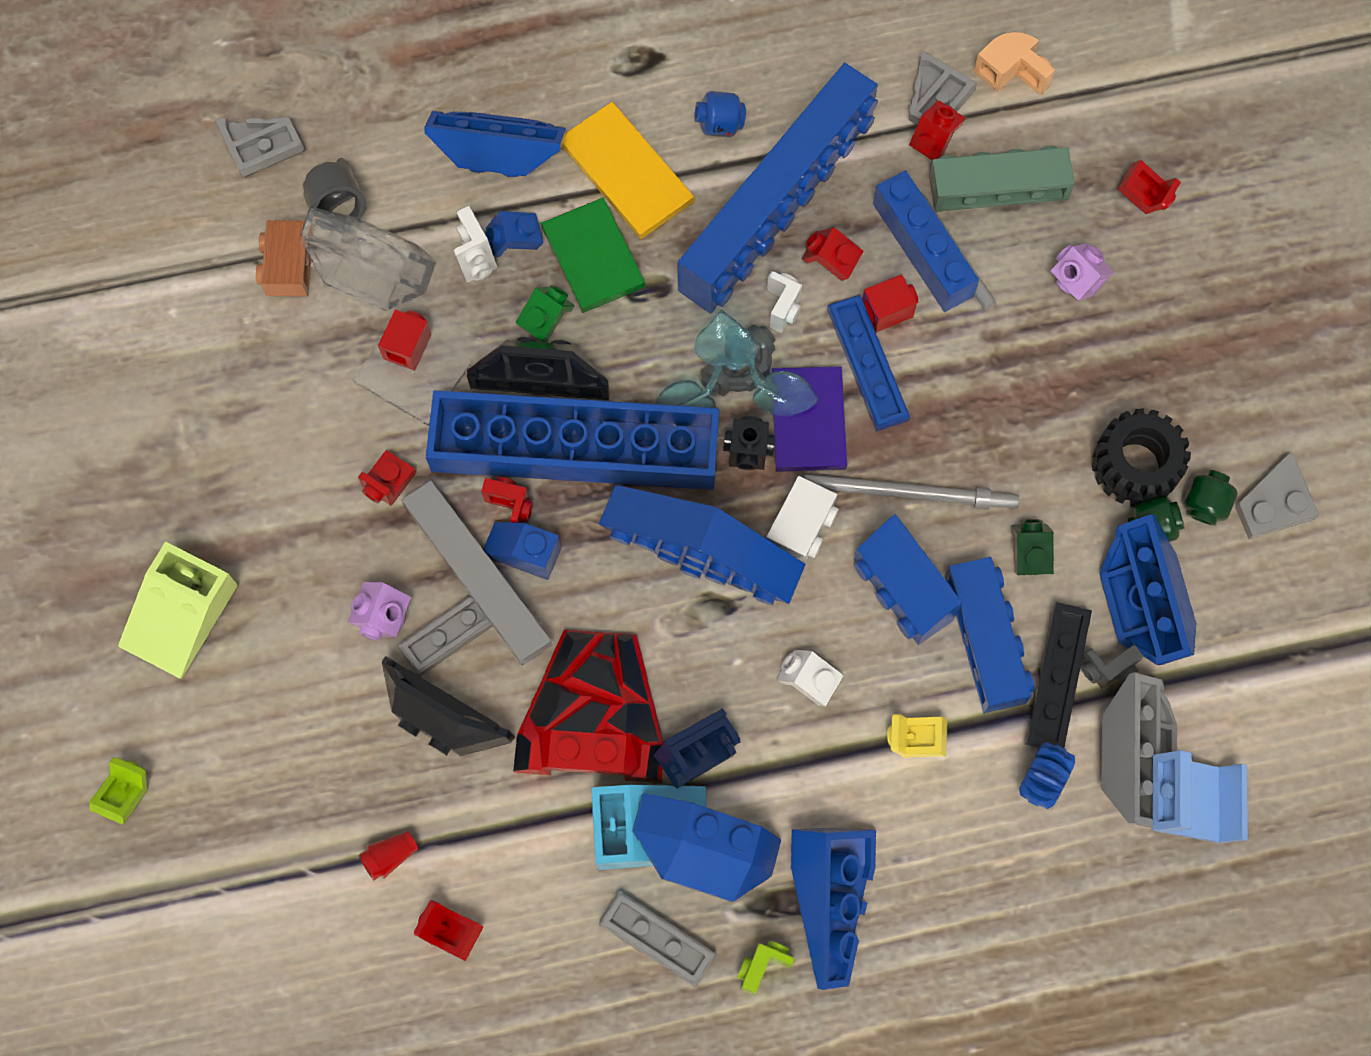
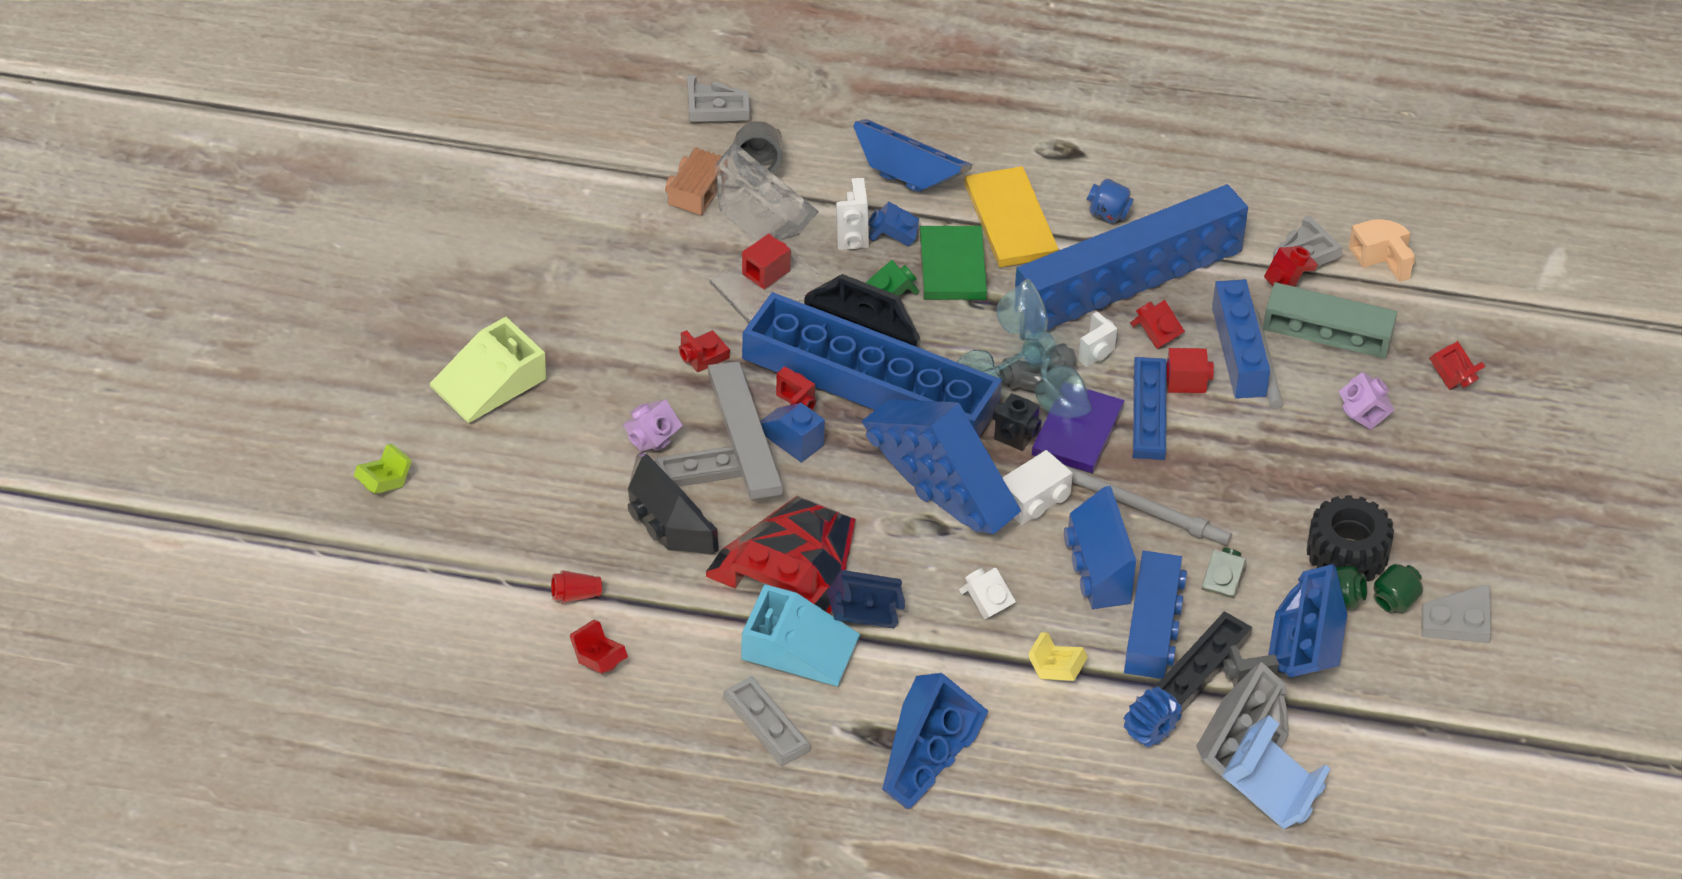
camera: 20 degrees right, 25 degrees down
(704, 847) = (842, 658): blue wedge -> none
(753, 969) = (844, 759): lime bracket -> none

